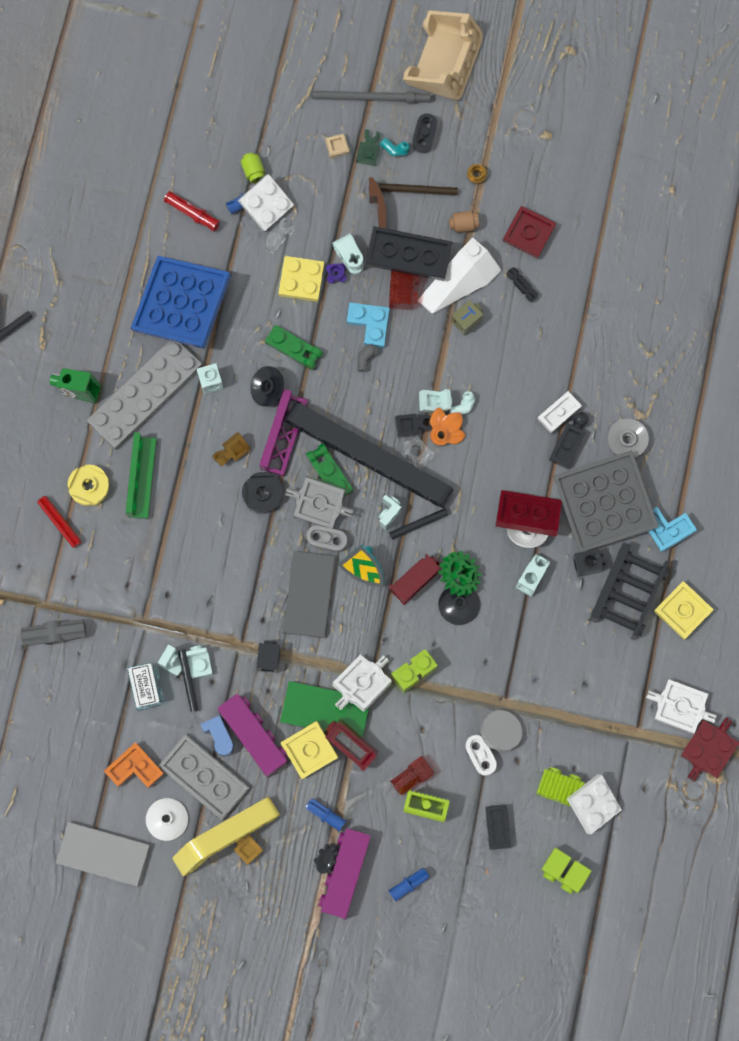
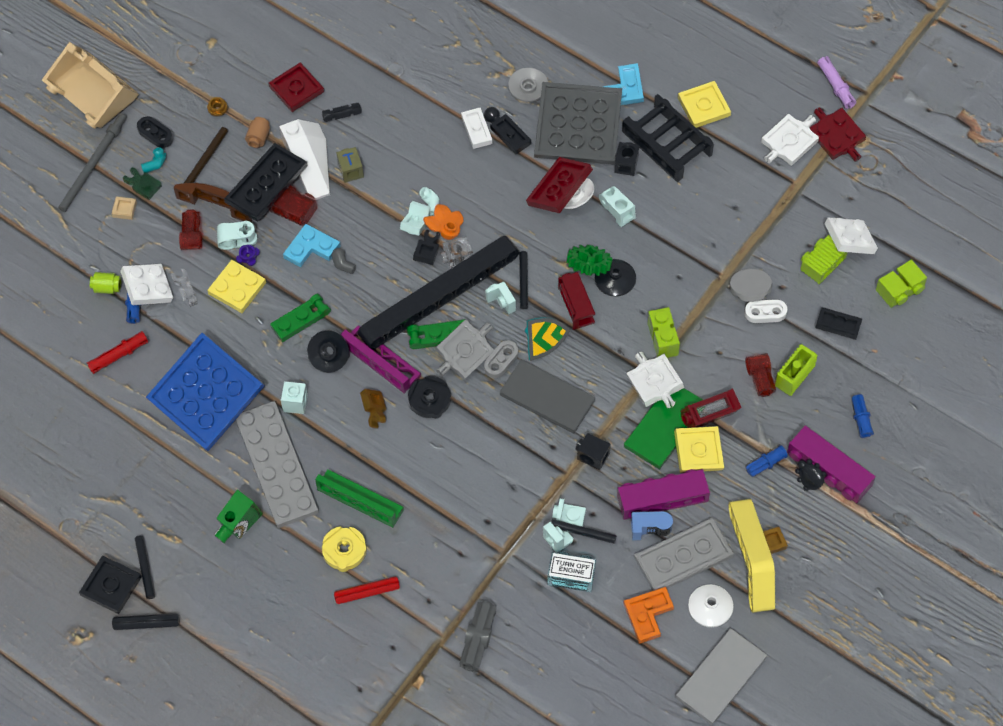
camera: 65 degrees left, 15 degrees down
(331, 216) = (191, 236): none -> clear red piece

